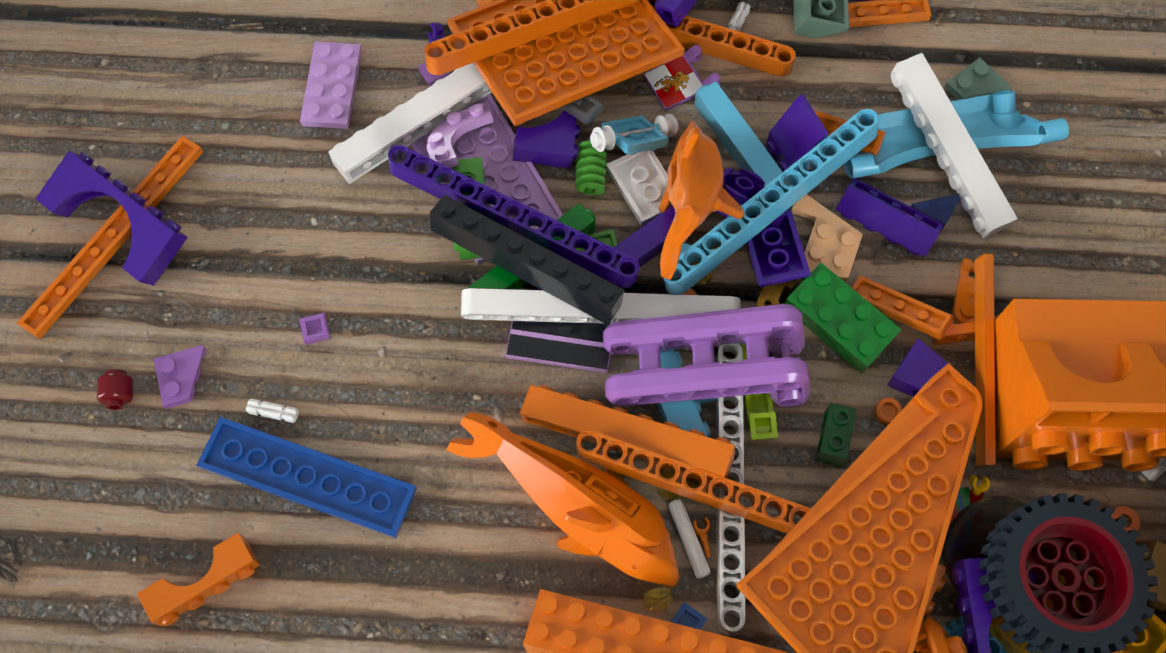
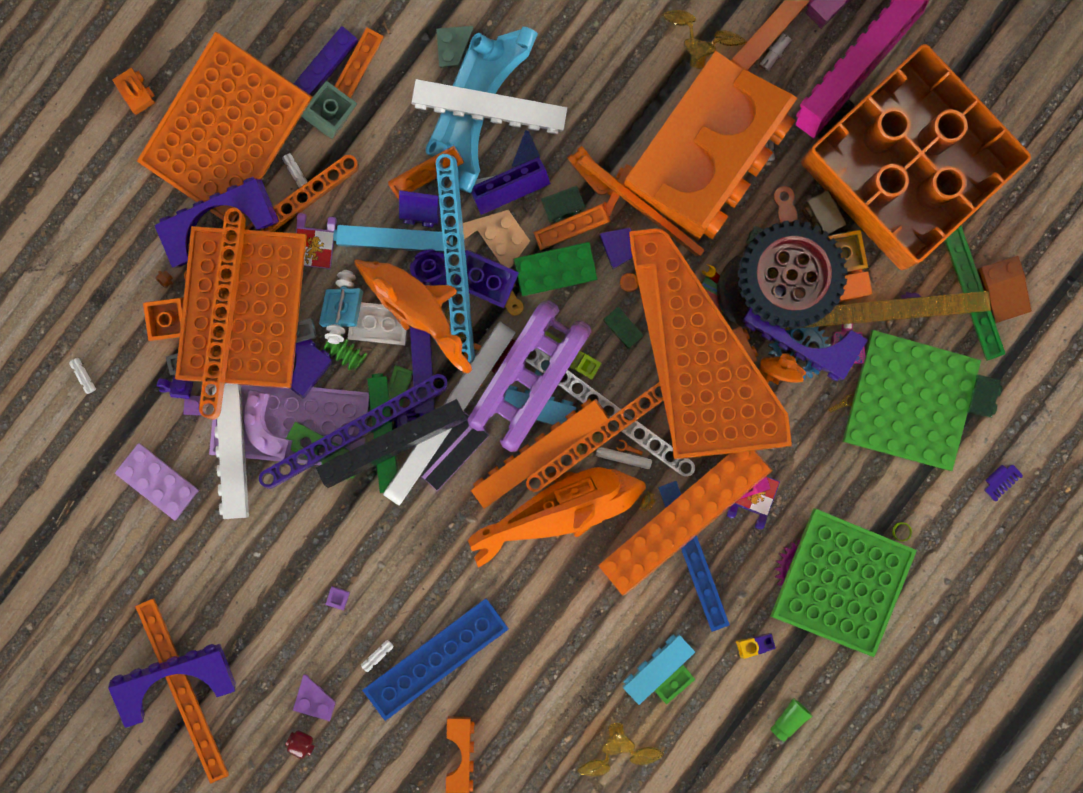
camera: 55 degrees left, 20 degrees up
(915, 281) = (563, 204): none -> clear green brick

